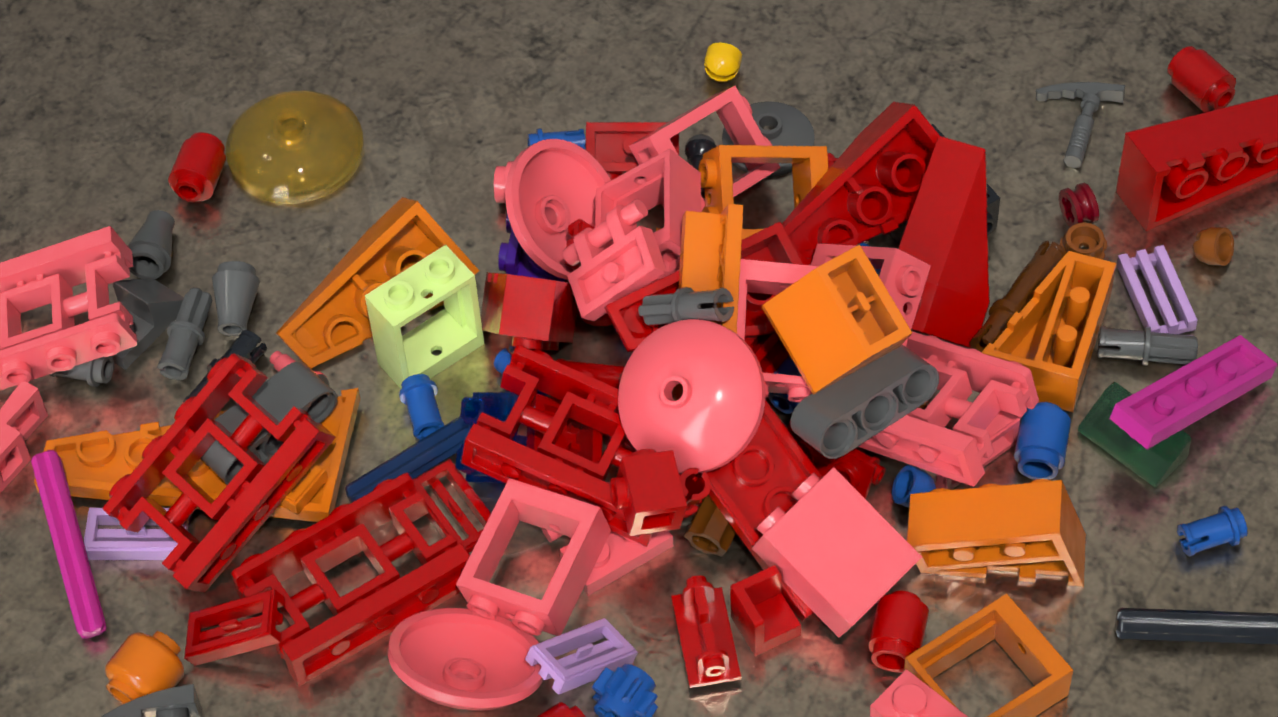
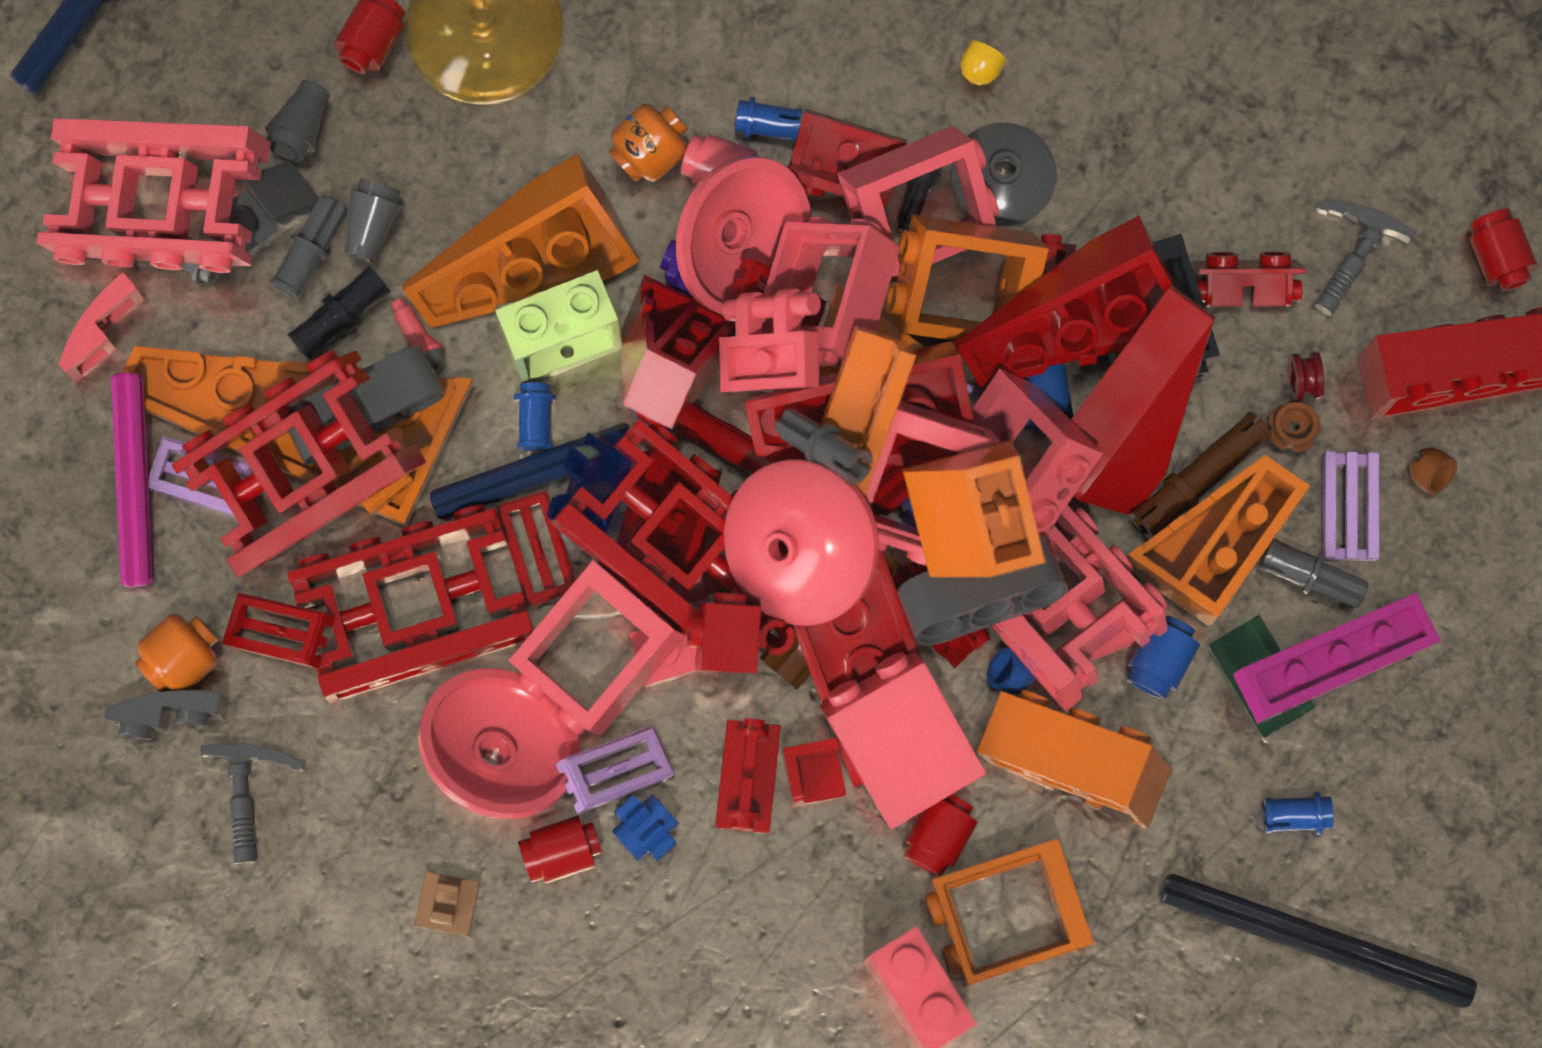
camera: 10 degrees right, 25 degrees up
(460, 182) = (649, 142): none -> orange head
(1017, 144) = (1269, 277): none -> red hinge

